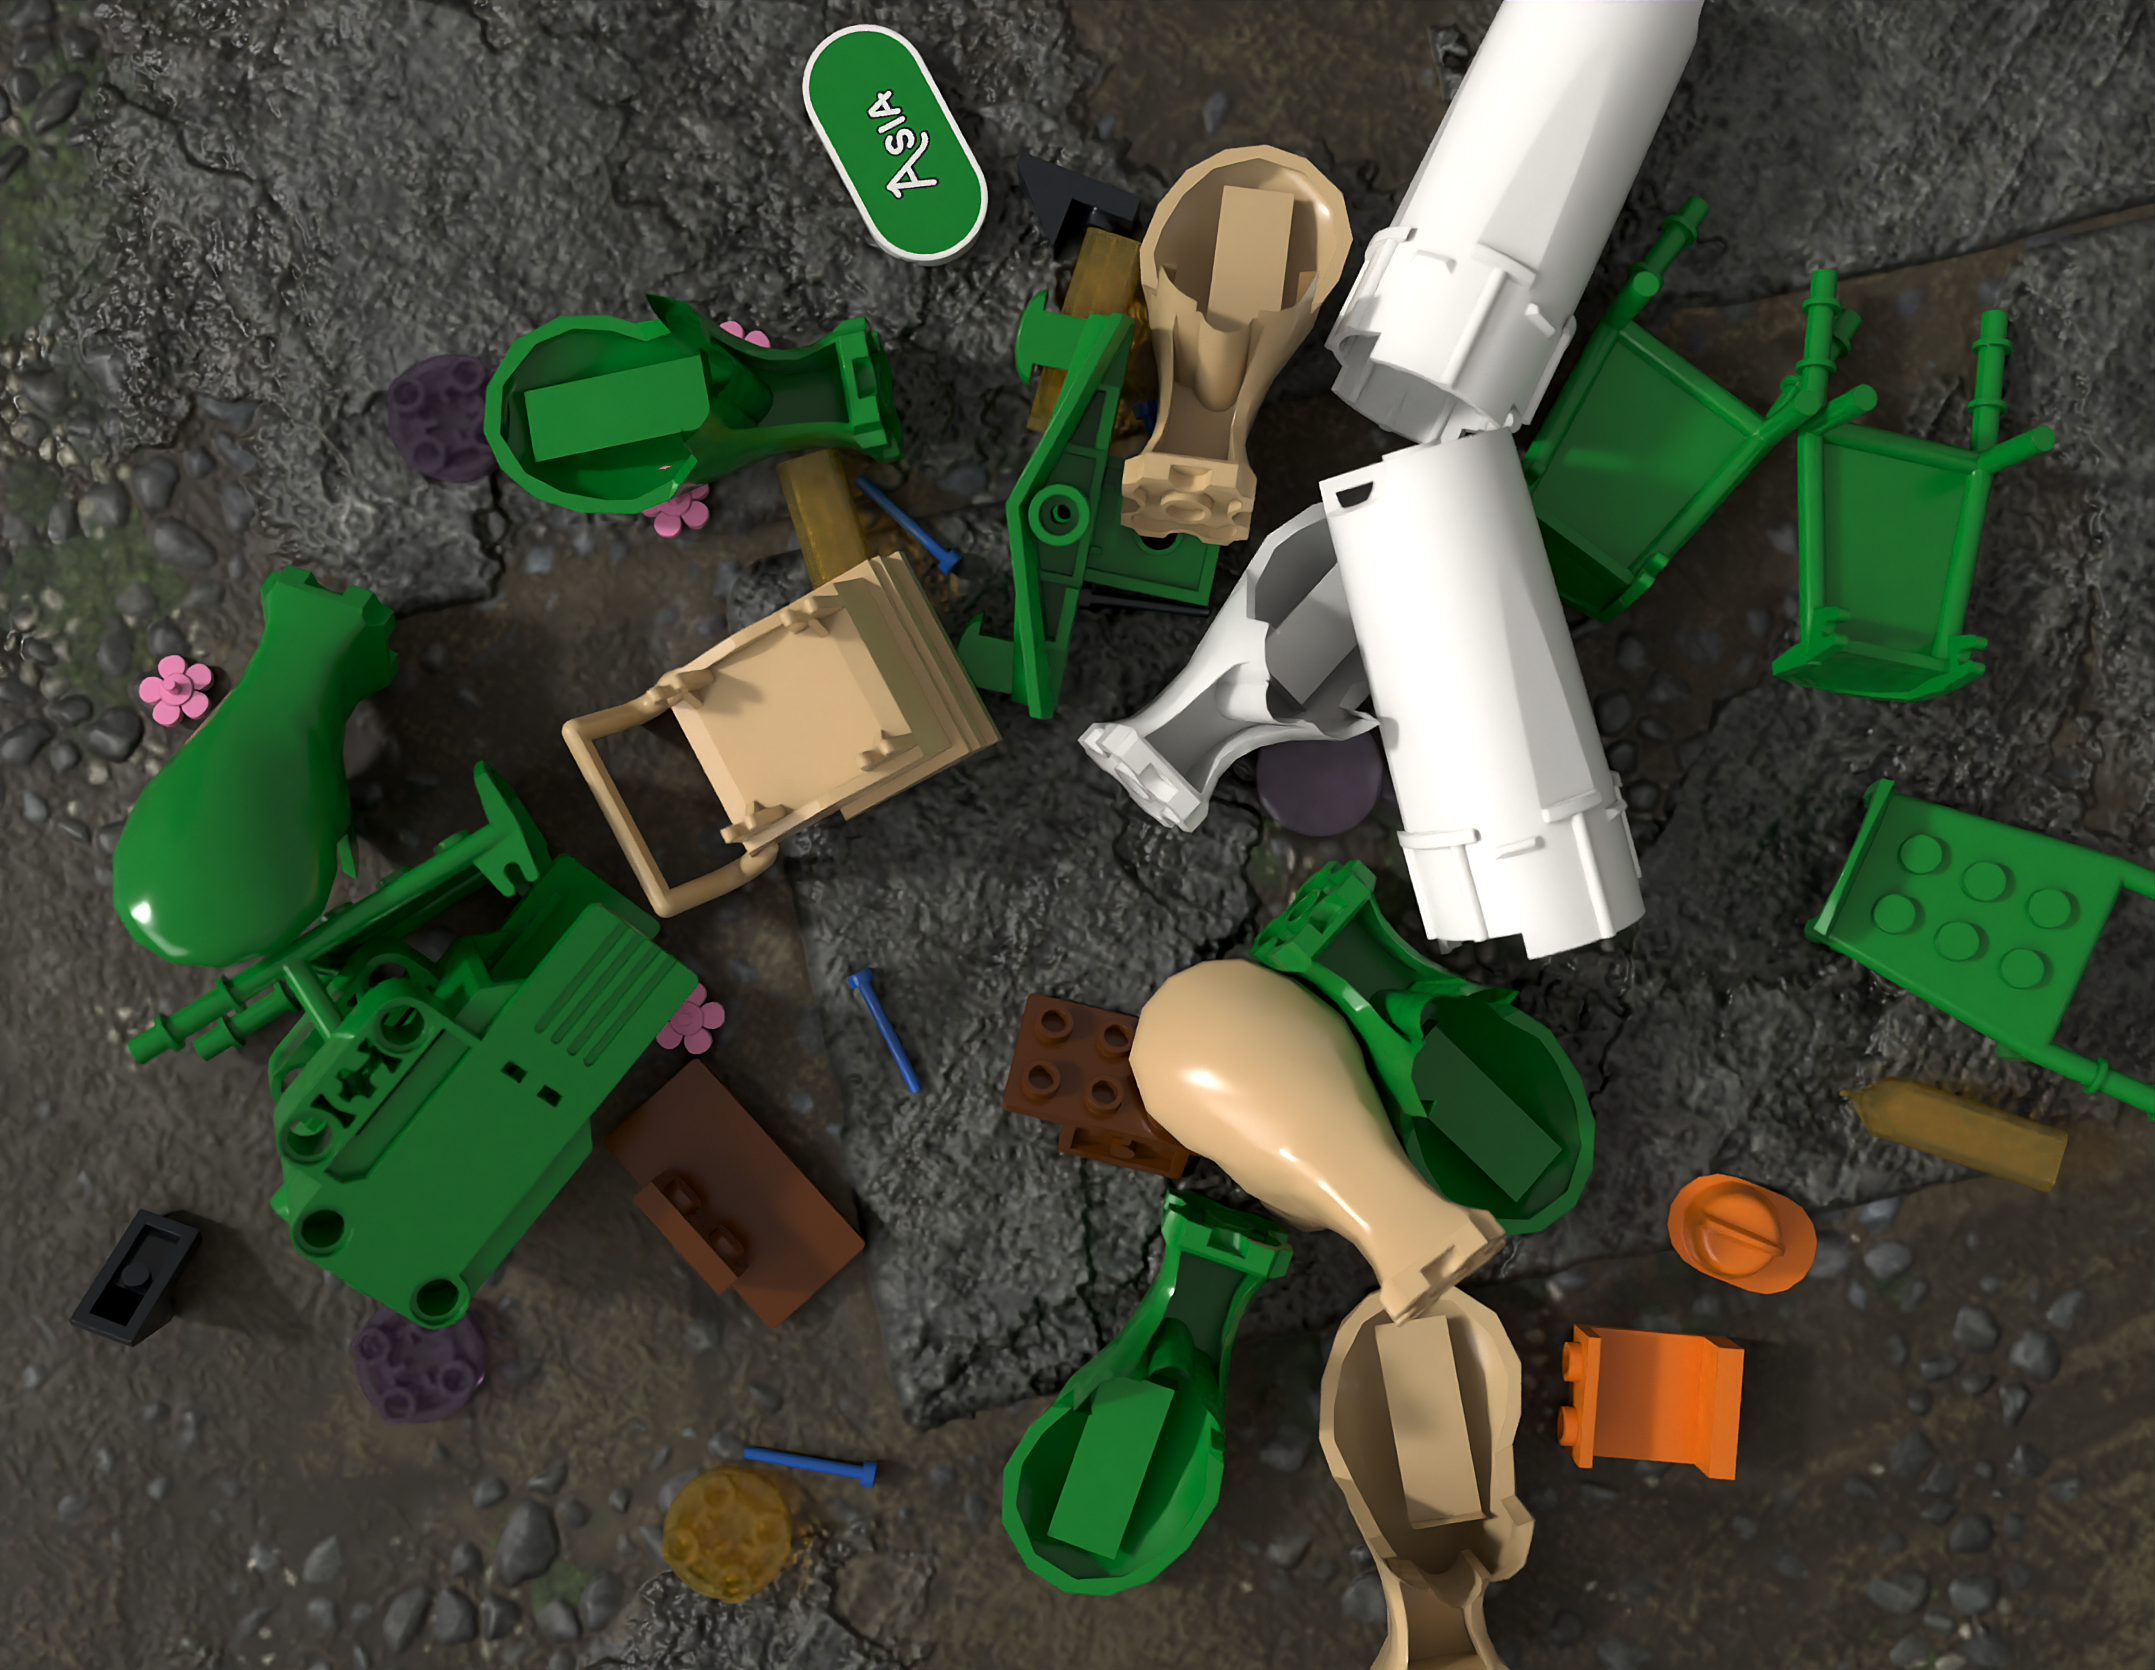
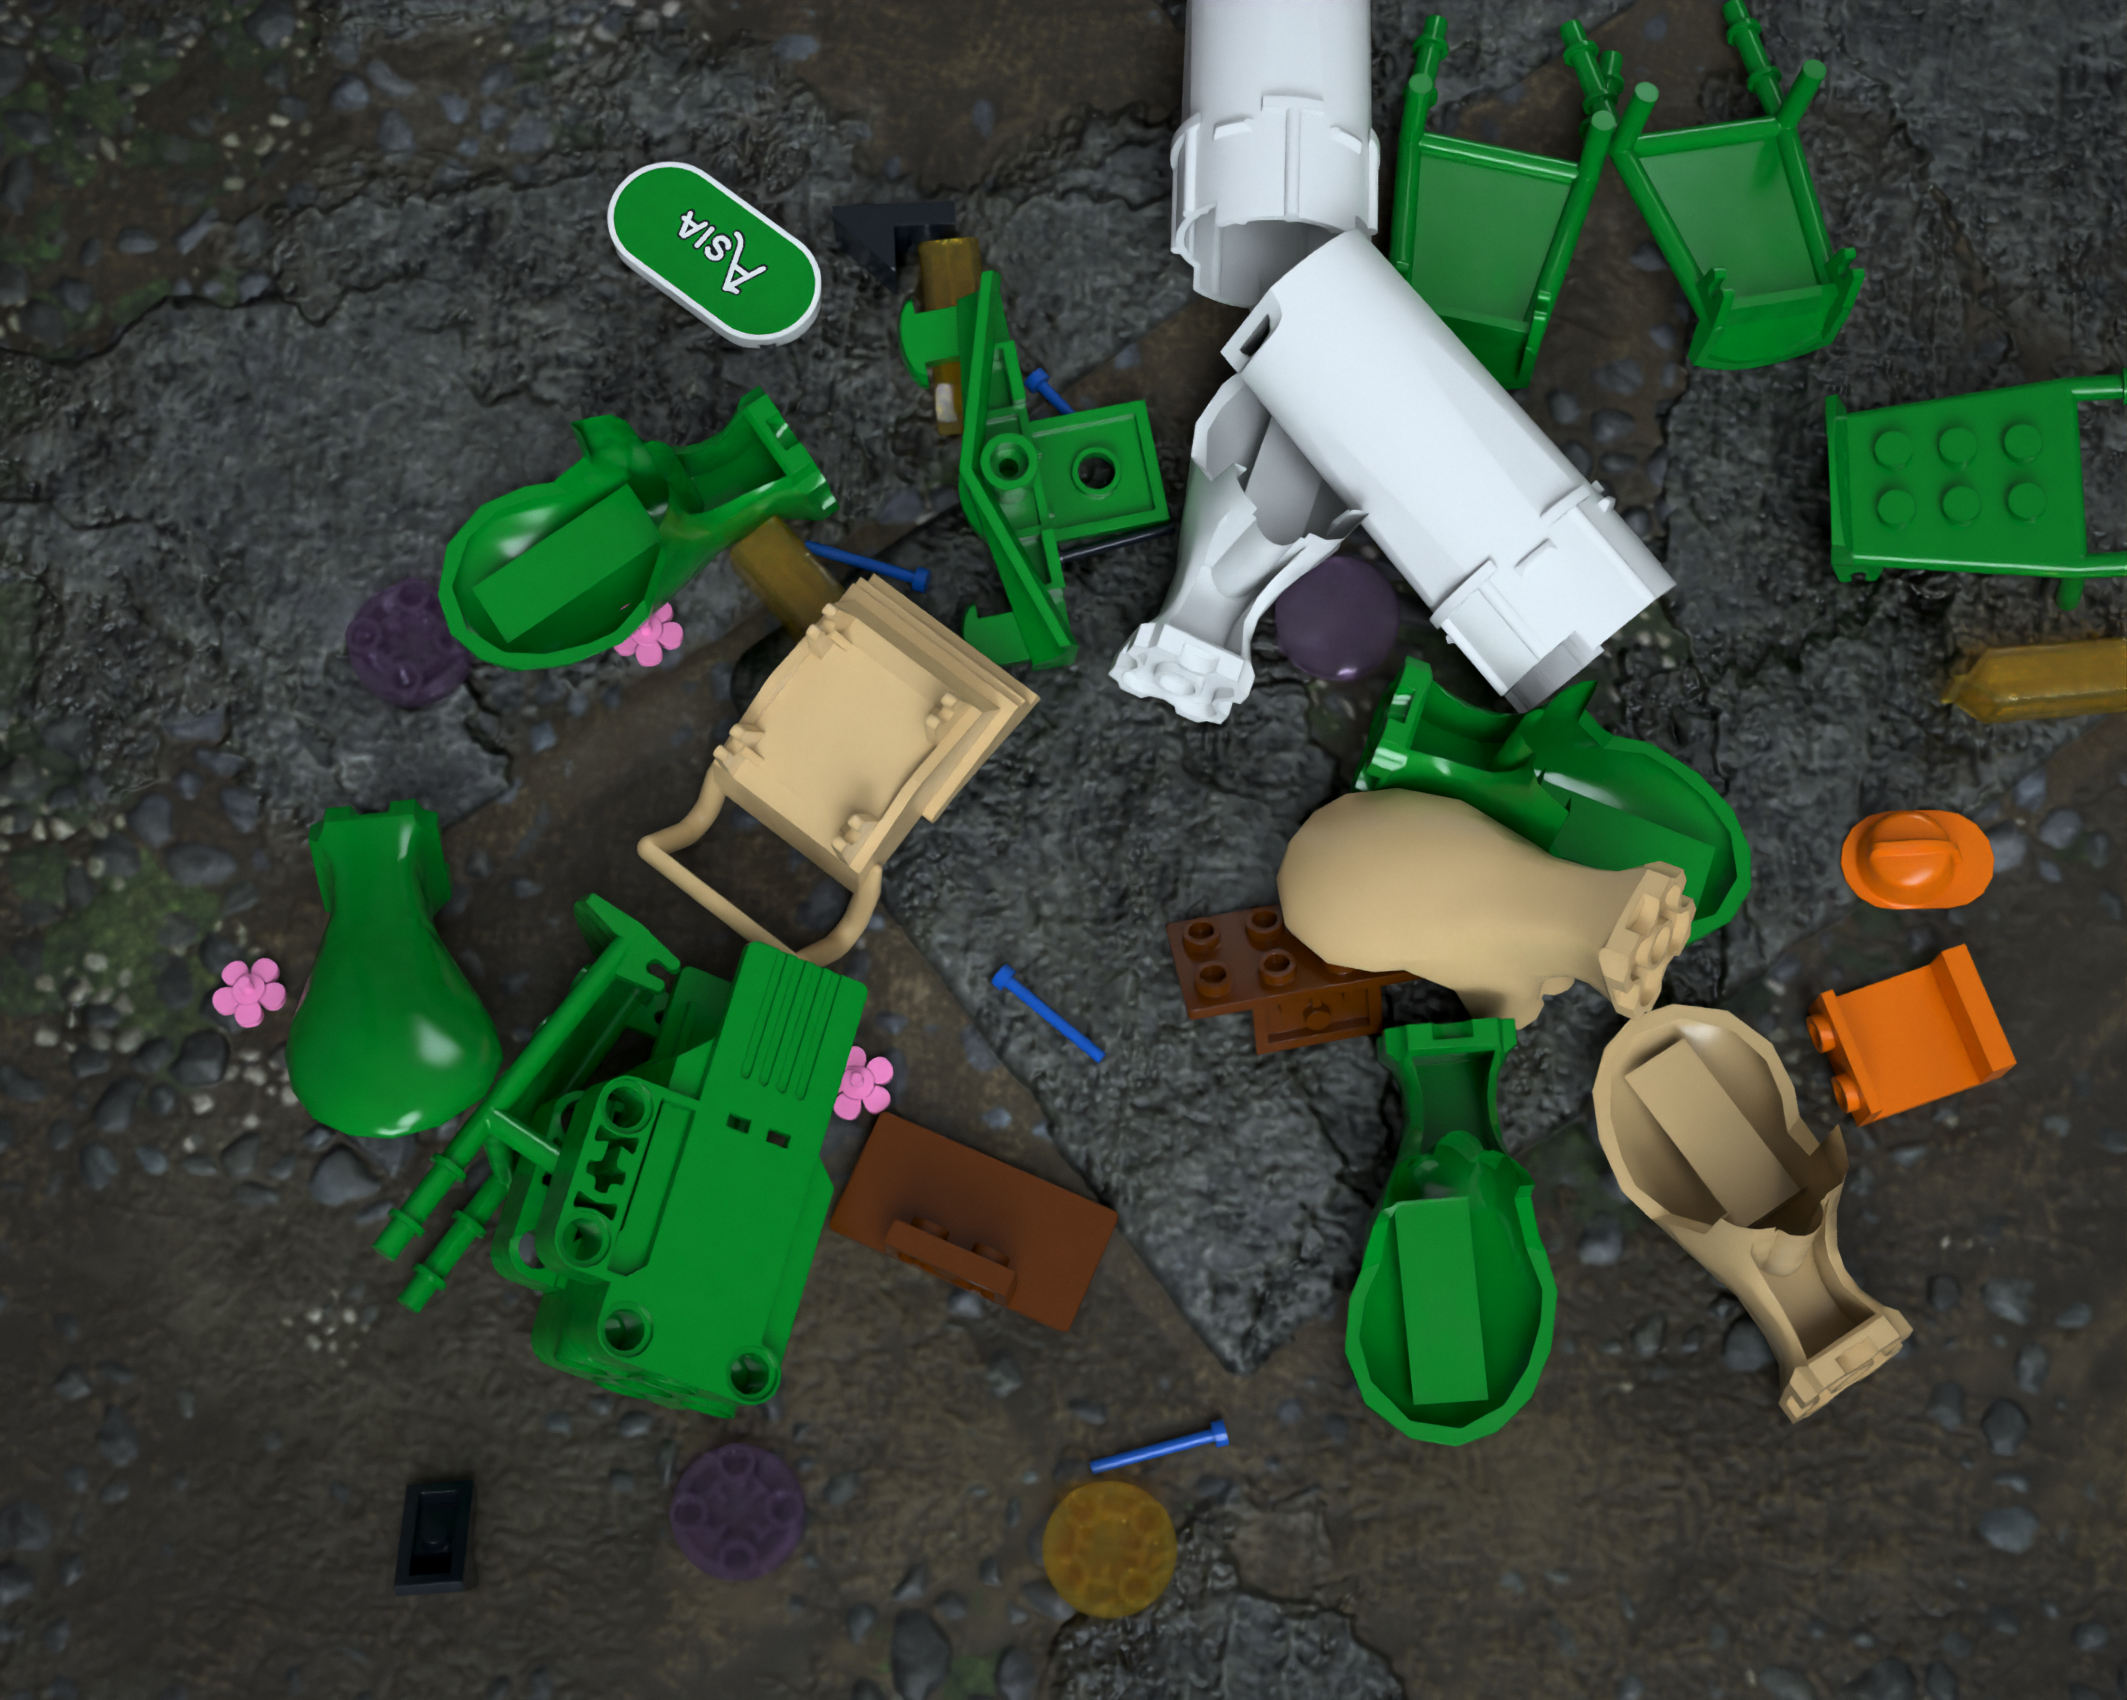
camera: 25 degrees left, 15 degrees down
(1230, 294) = (1072, 235): tan animal -> none

